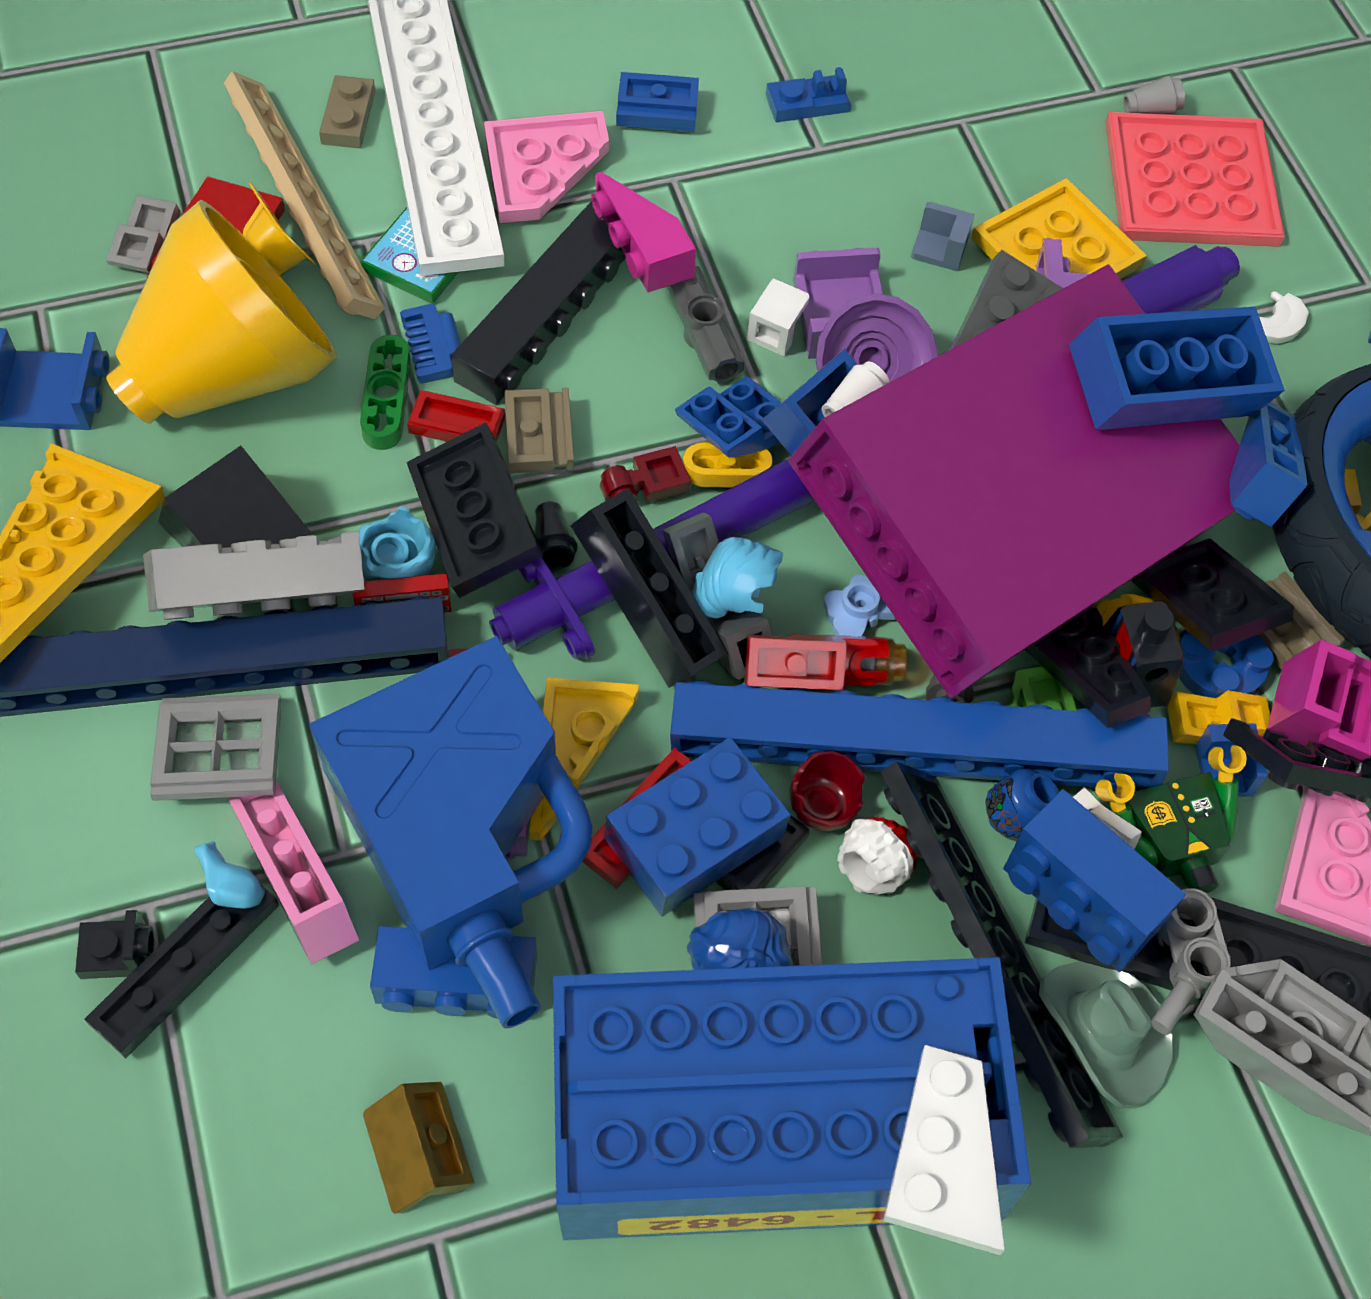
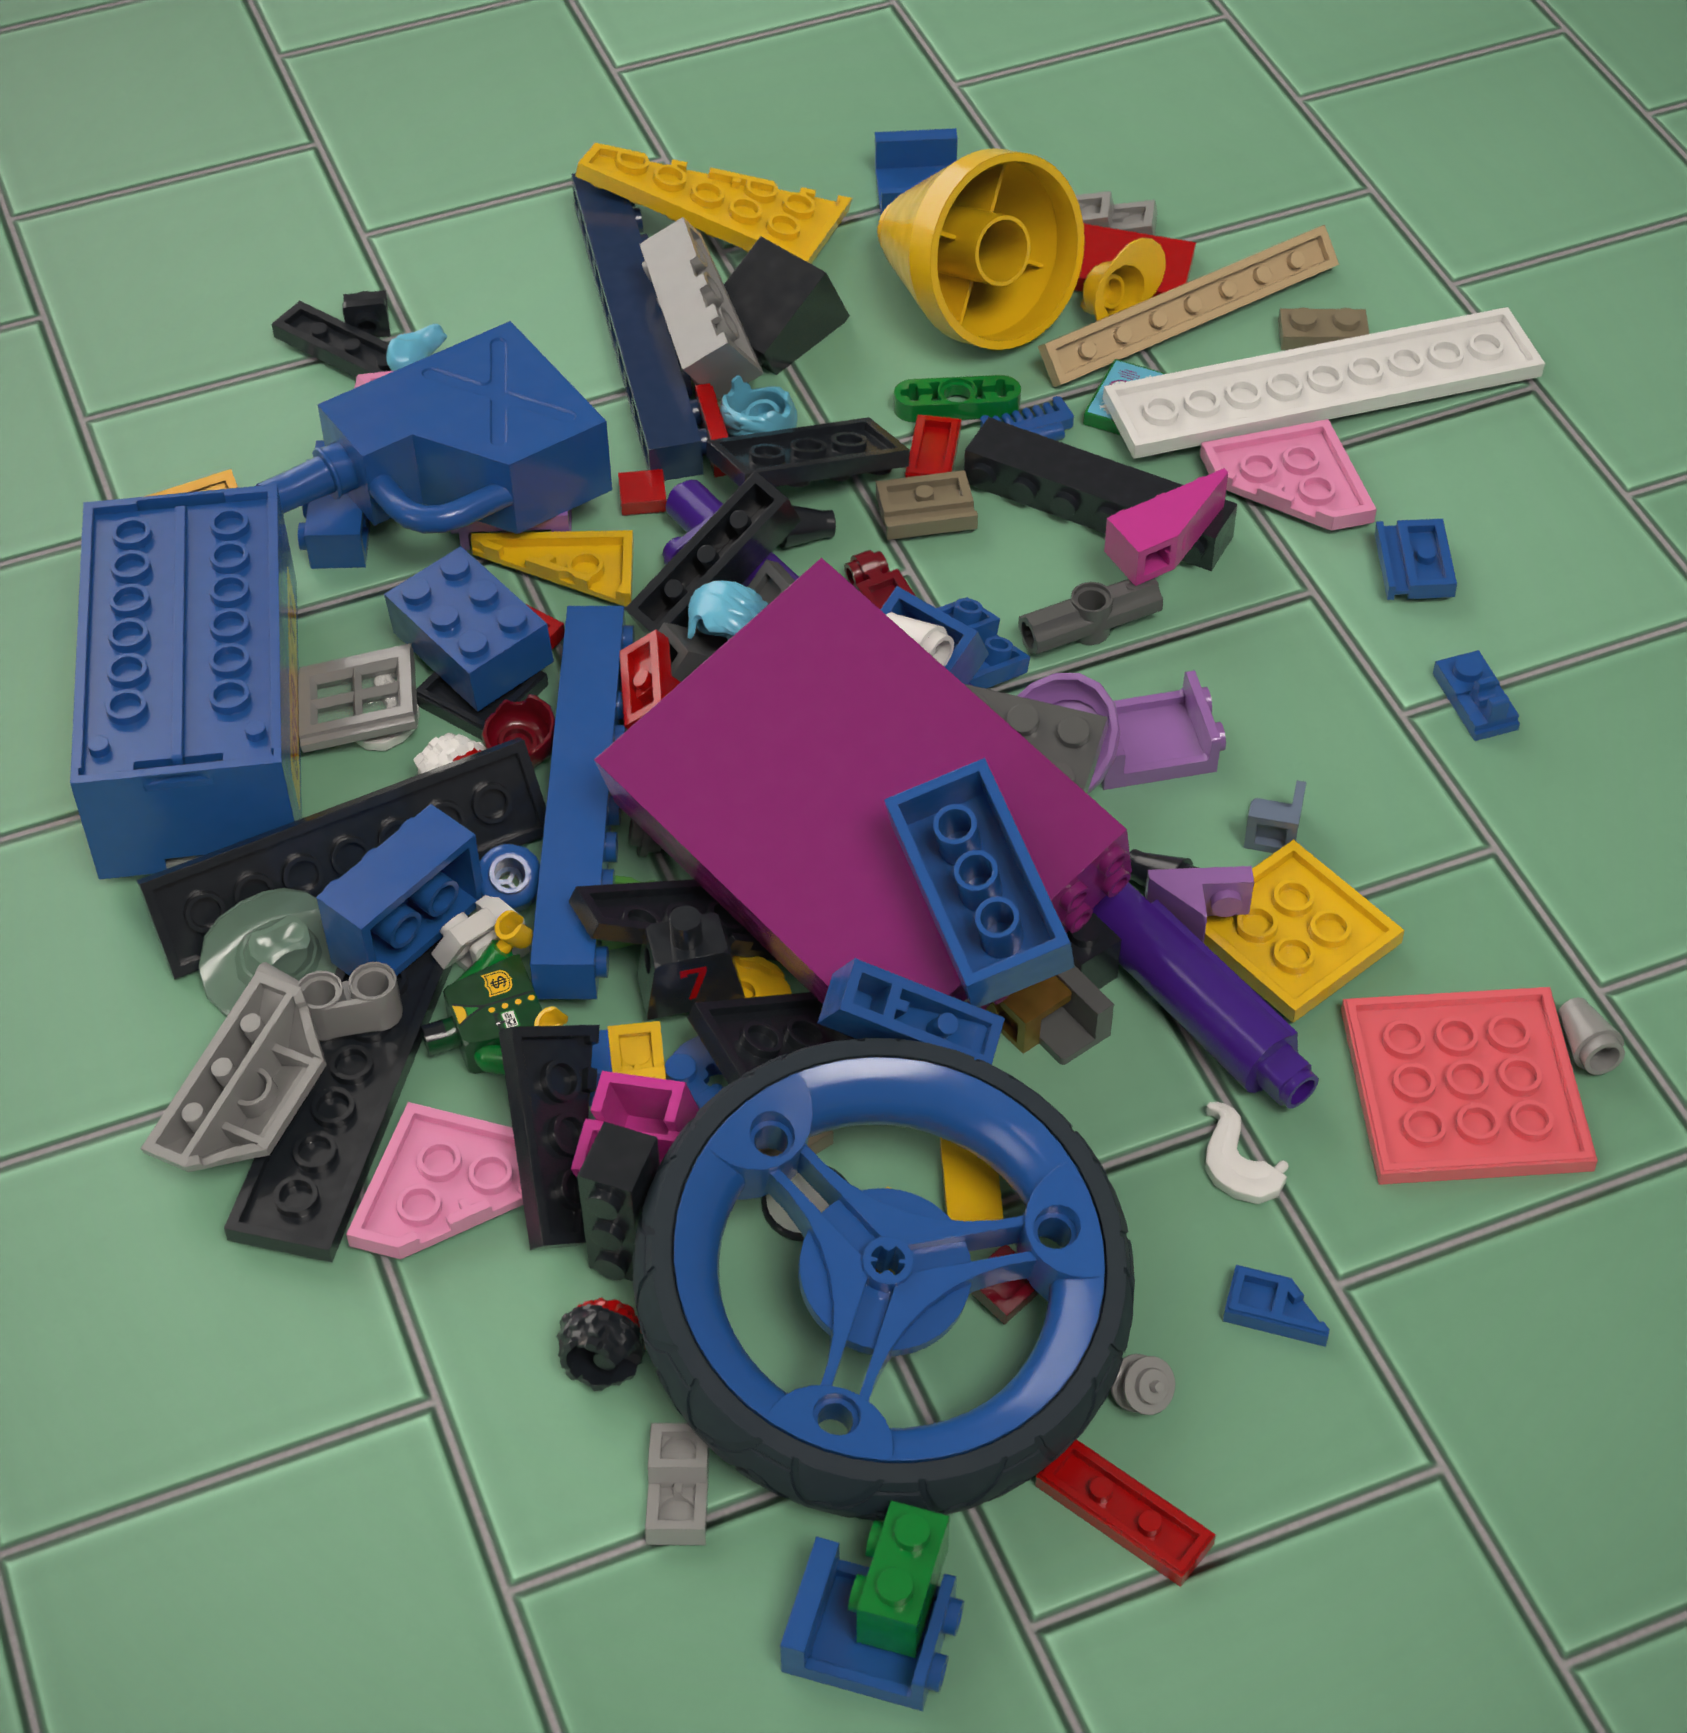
camera: 90 degrees right, 10 degrees down
(216, 747) = (563, 332): light grey piece -> none
(739, 941) = (335, 656): blue hair -> none
(775, 316) = (1116, 662): white panel -> none
(945, 1157) = (88, 715): white wing -> none

